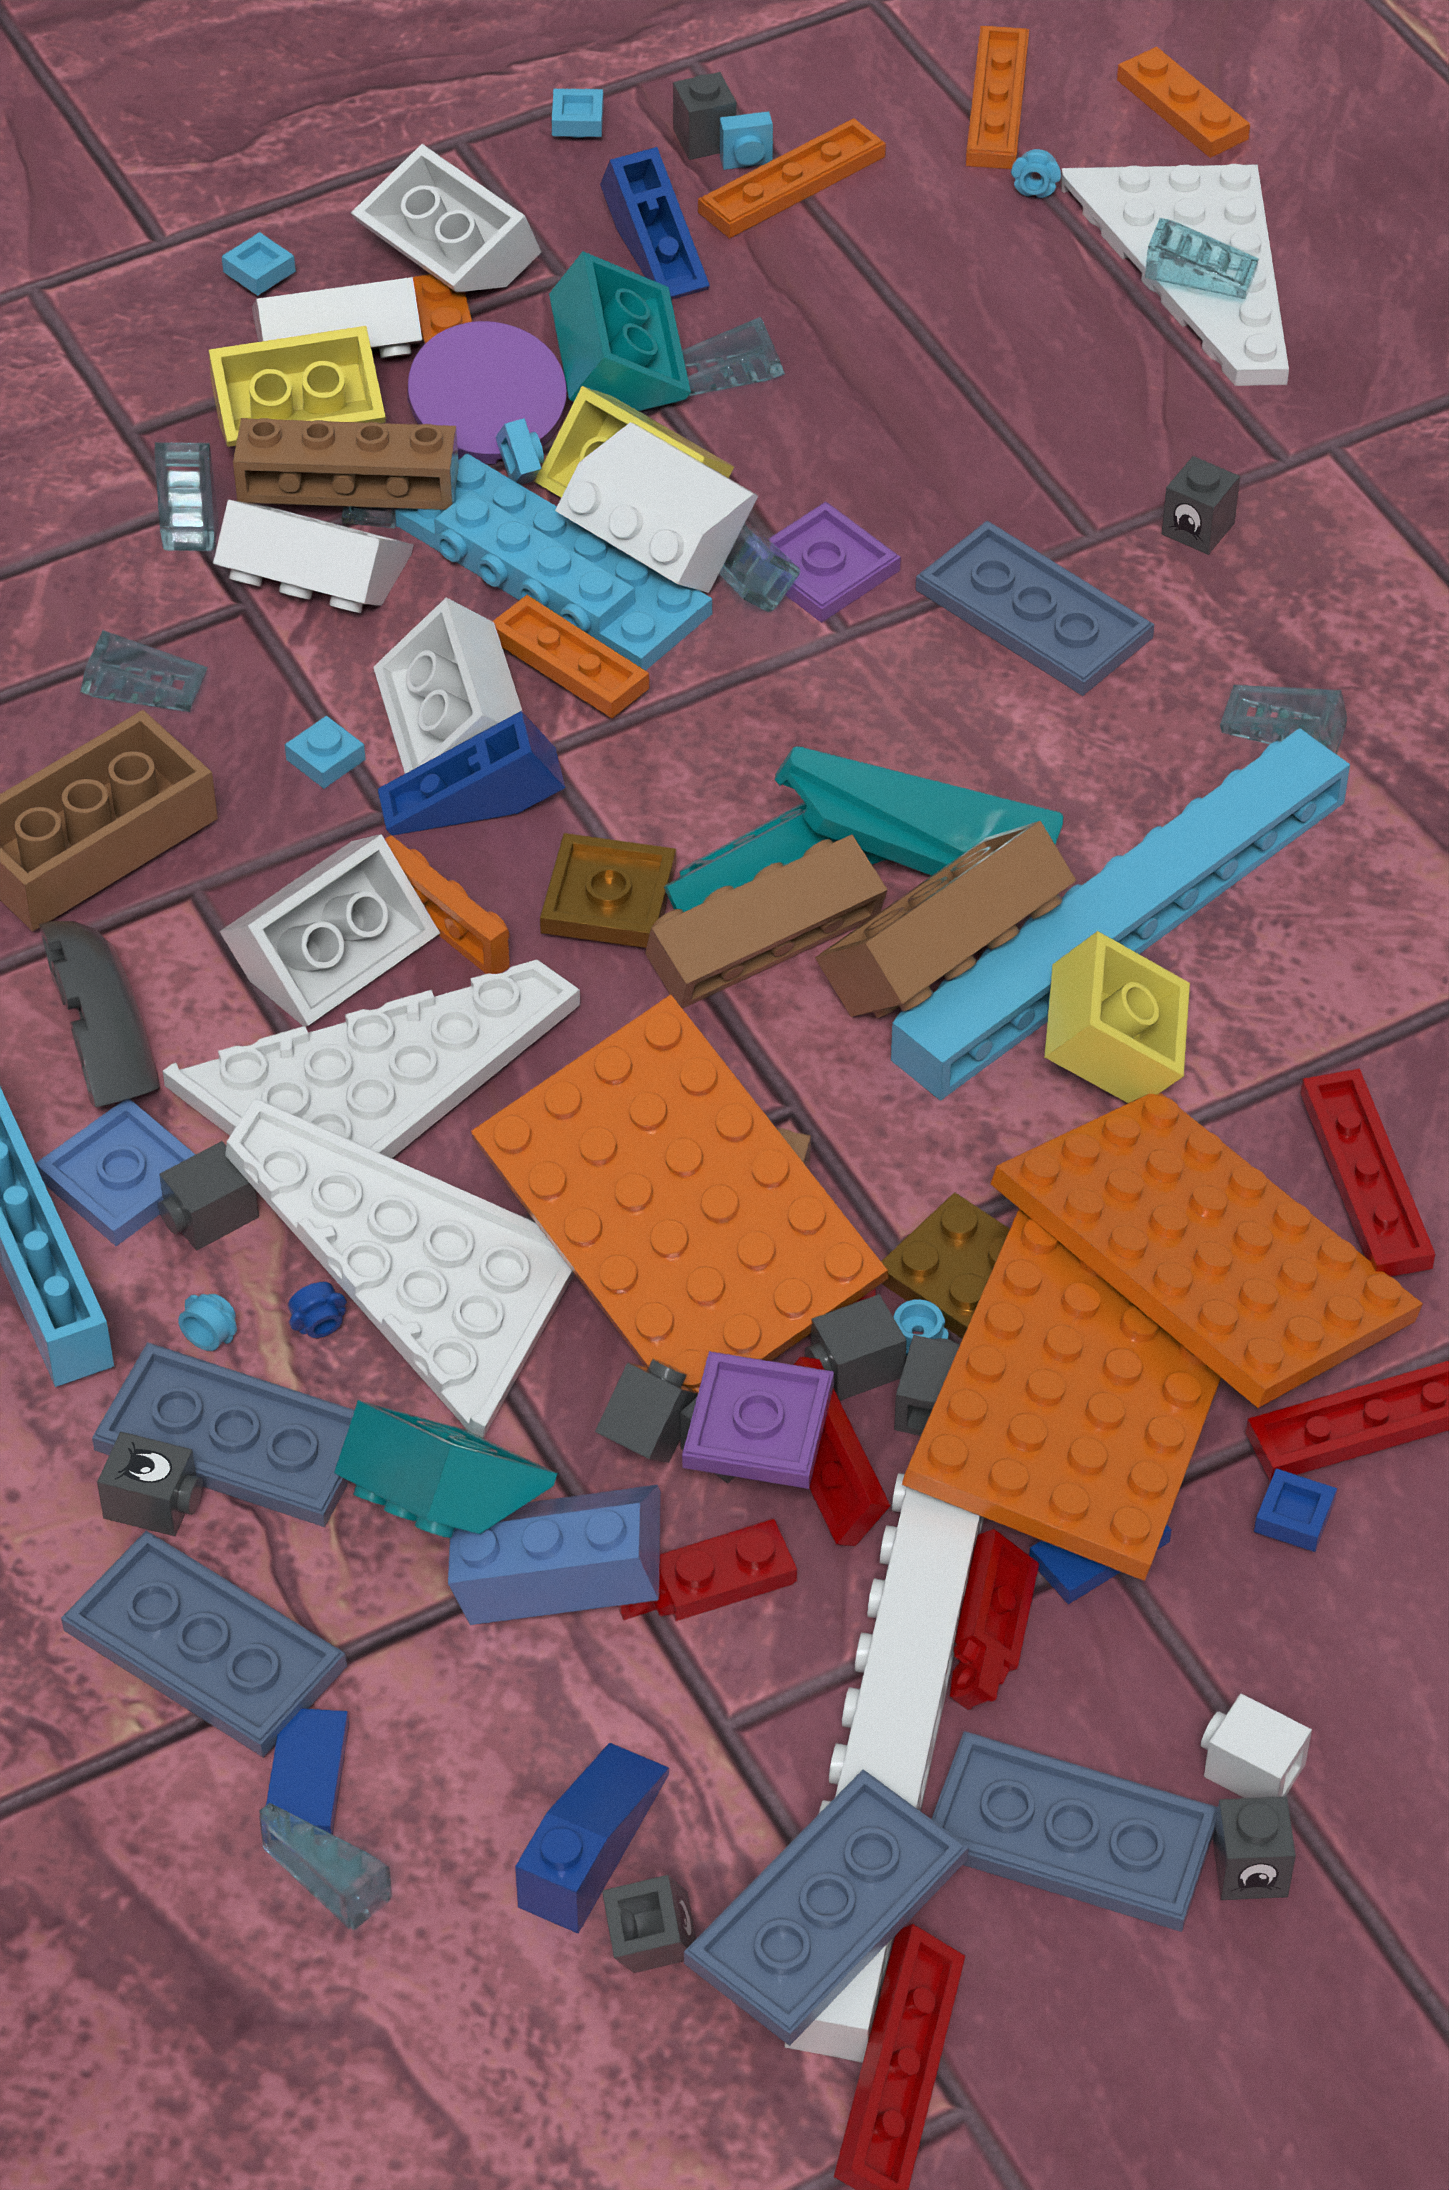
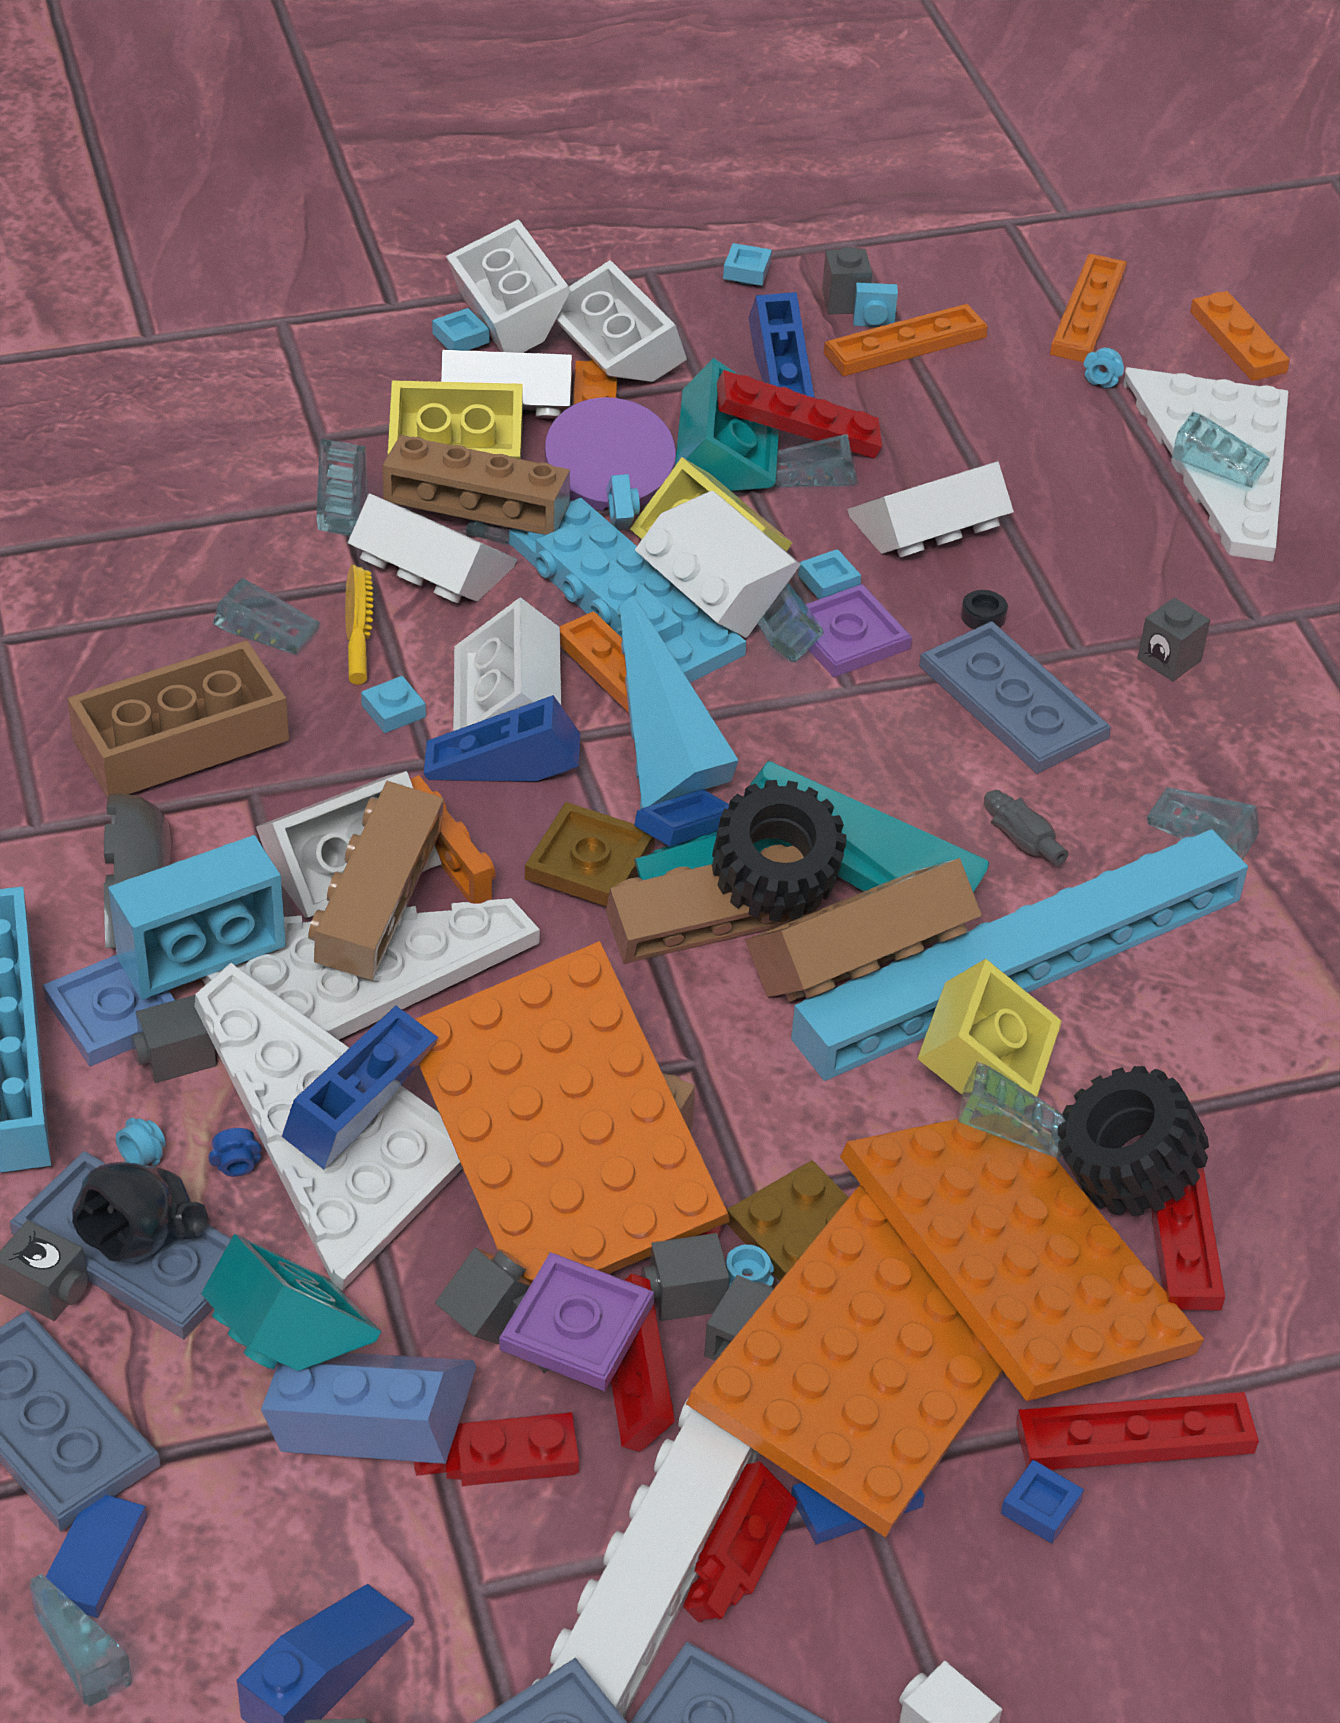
camera: 10 degrees right, 5 degrees down
(200, 1051) = (197, 916): none -> medium azure brick
(235, 1398) = (133, 1208): none -> black piece
(249, 654) = (357, 618): none -> yellow piece
(307, 198) = (510, 286): none -> white slope
(387, 968) = (377, 880): none -> medium nougat brick
(445, 1211) = (356, 1087): none -> blue slope
(665, 728) = (671, 728): none -> medium azure wedge
(696, 301) = (797, 412): none -> red plate
(705, 825) = (682, 817): none -> blue tile
(786, 497) = (828, 574): none -> medium azure plate
(844, 809) = (783, 815): none -> black tyre
(886, 394) = (935, 510): none -> white slope
(972, 505) = (983, 607): none -> black tile
(1087, 762) = (1024, 826): none -> dark grey piece
(1160, 1097) = (1009, 1111): none -> clear light blue slope
(1323, 1133) = (1148, 1169): none -> black tyre

